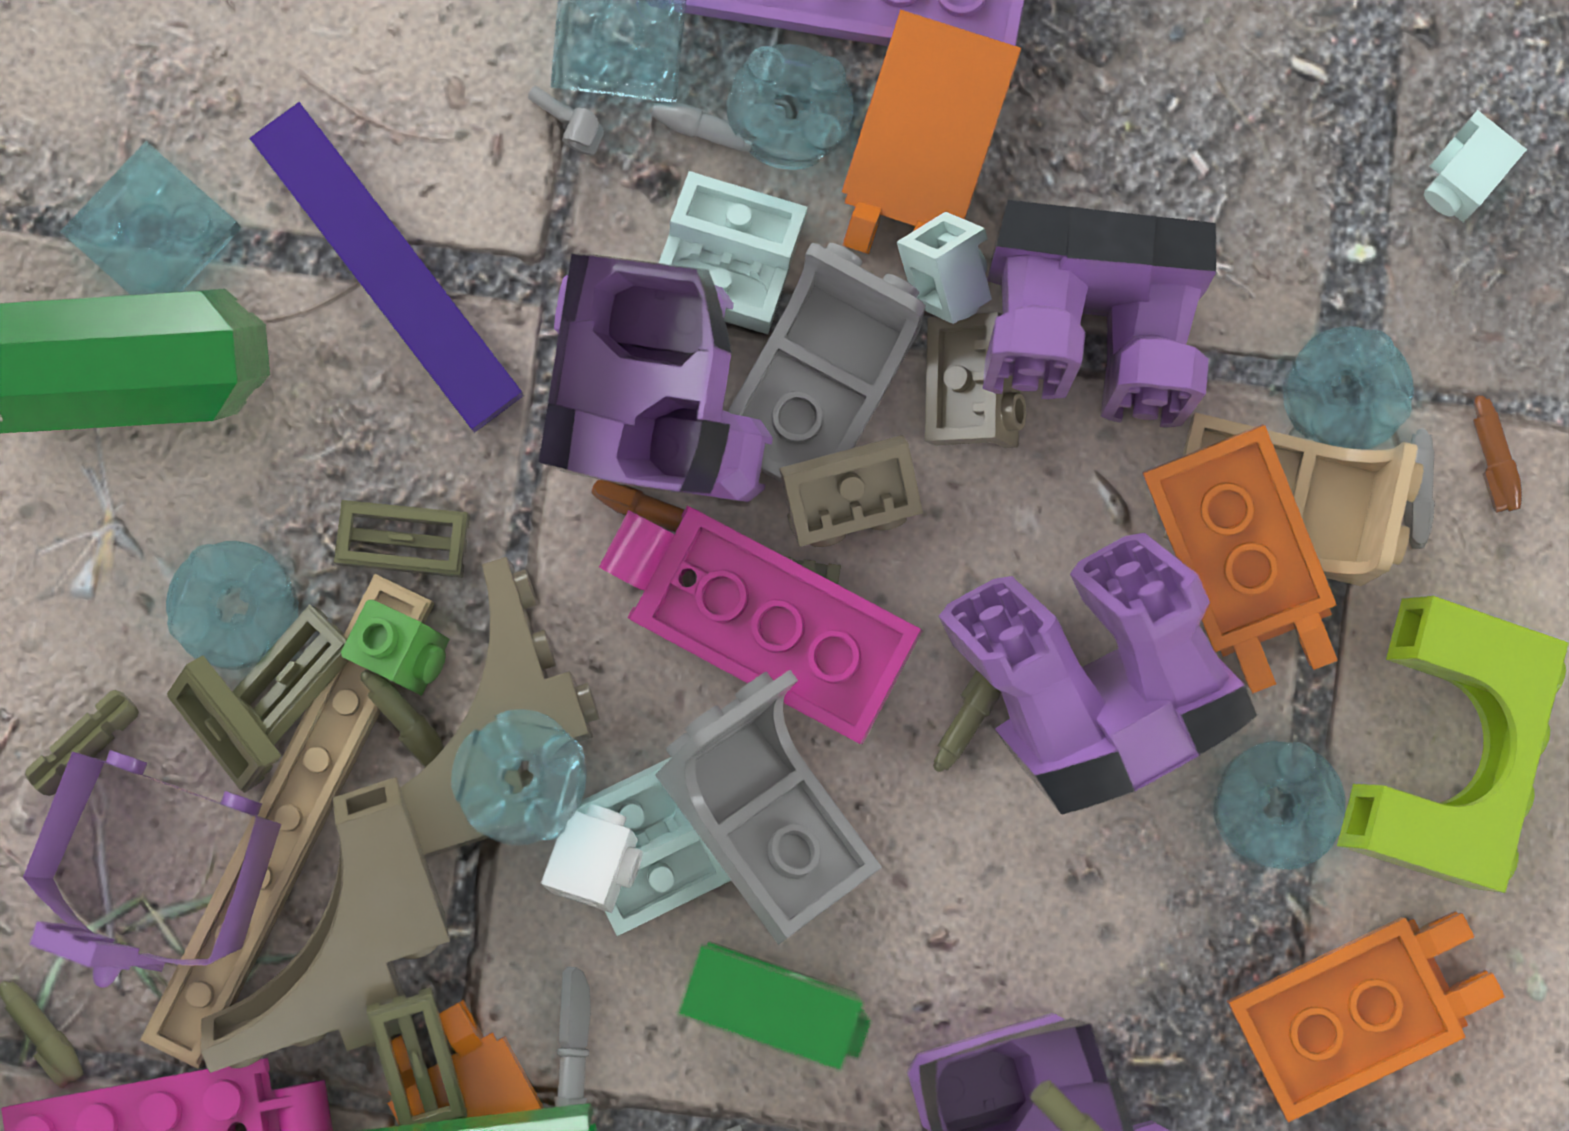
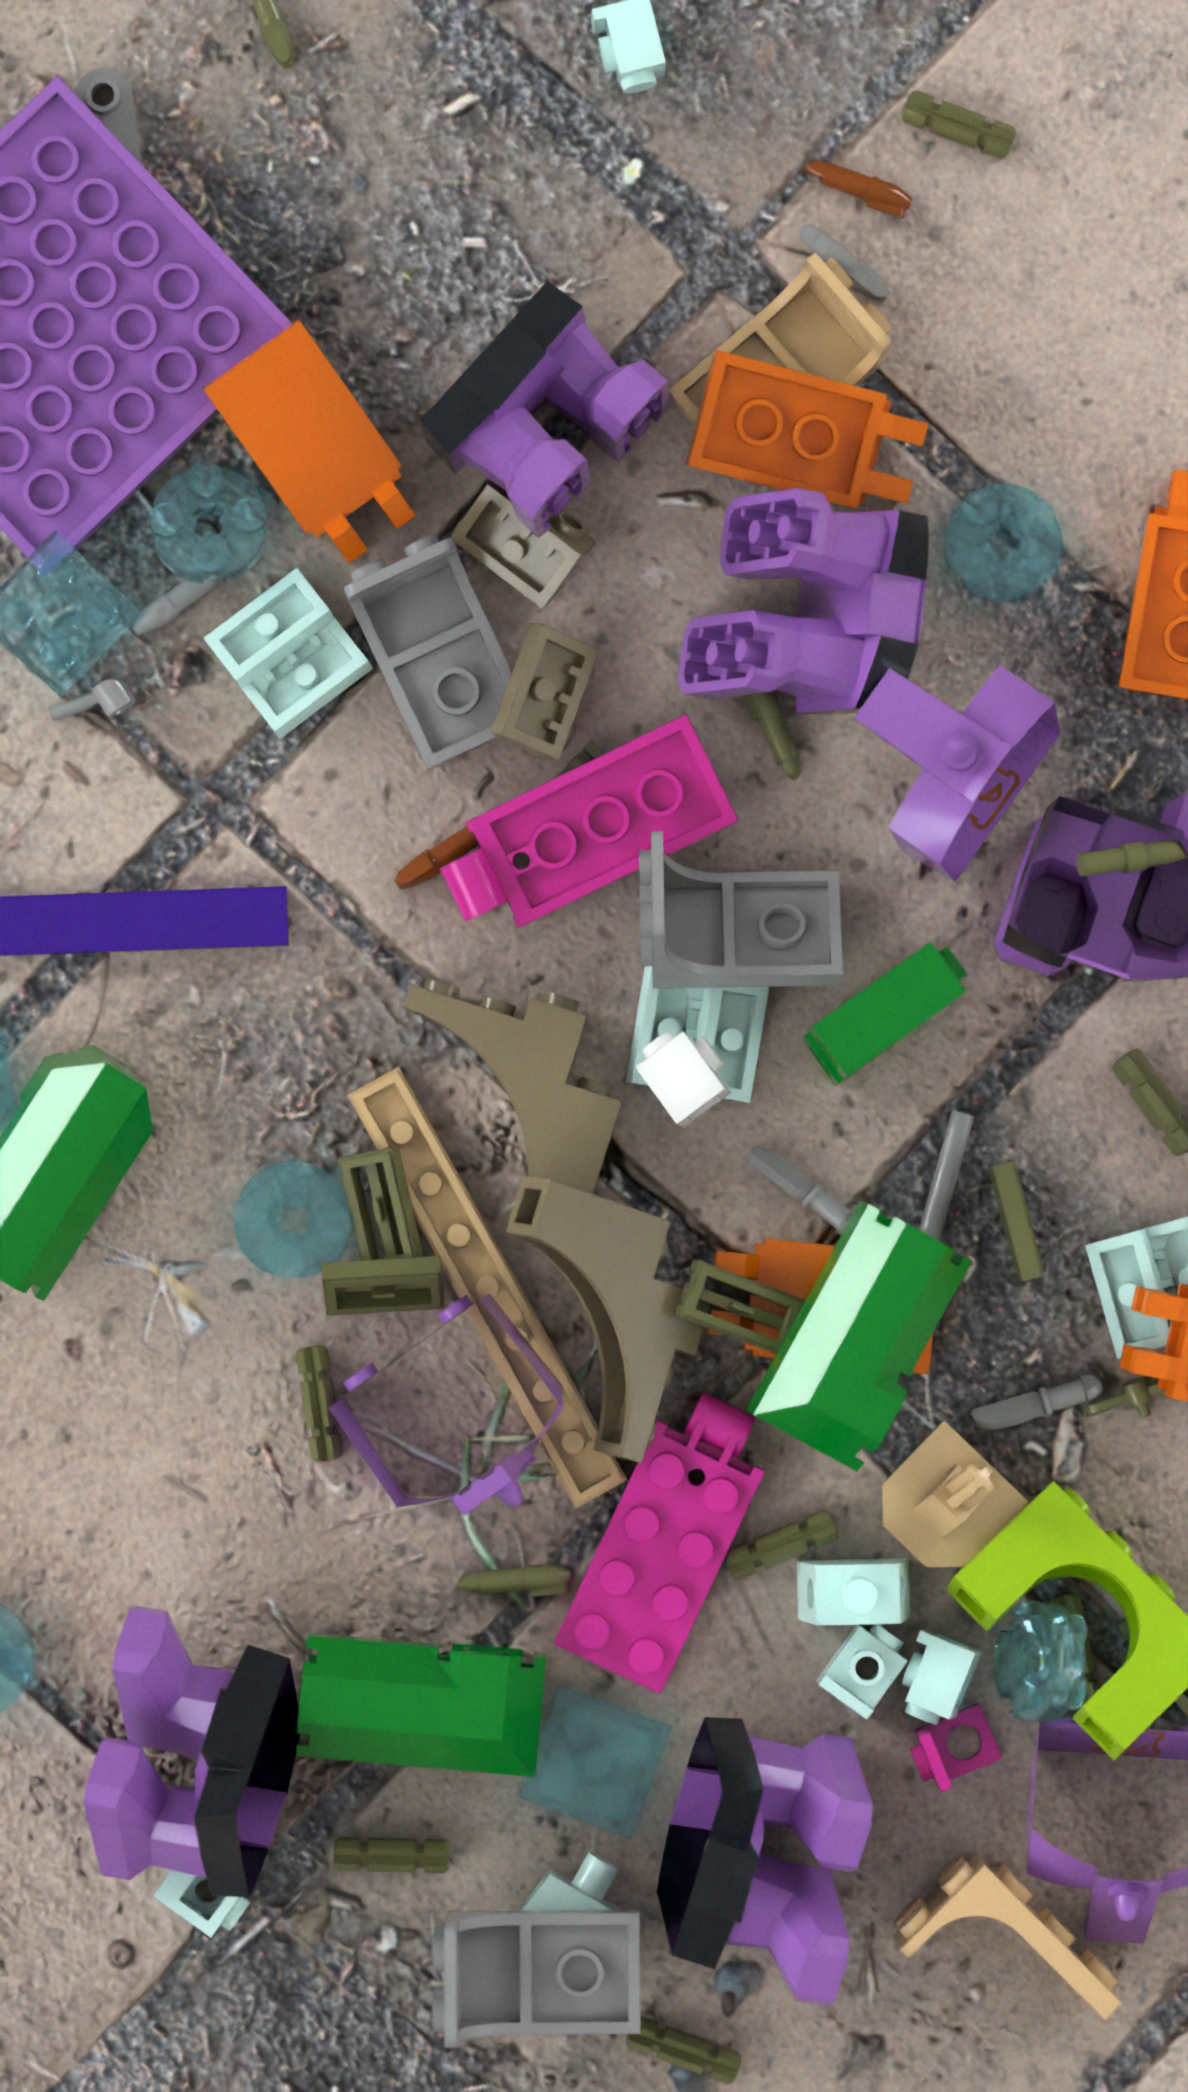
camera: 55 degrees left, 5 degrees up
(396, 647) = (417, 1115): bright green bracket -> none
(414, 729) = (490, 1147): olive piece -> none
(455, 544) = (366, 1019): olive tile -> none
(543, 806) = (554, 1082): clear light blue plate -> none
(647, 382) = (359, 784): medium lavender piece -> none
(947, 266) = (426, 497): light aqua brick -> none
(1061, 914) = (968, 760): none -> medium lavender piece
(1367, 358) = (716, 230): clear light blue plate -> none
(1513, 685) = (1038, 307): lime arch -> none

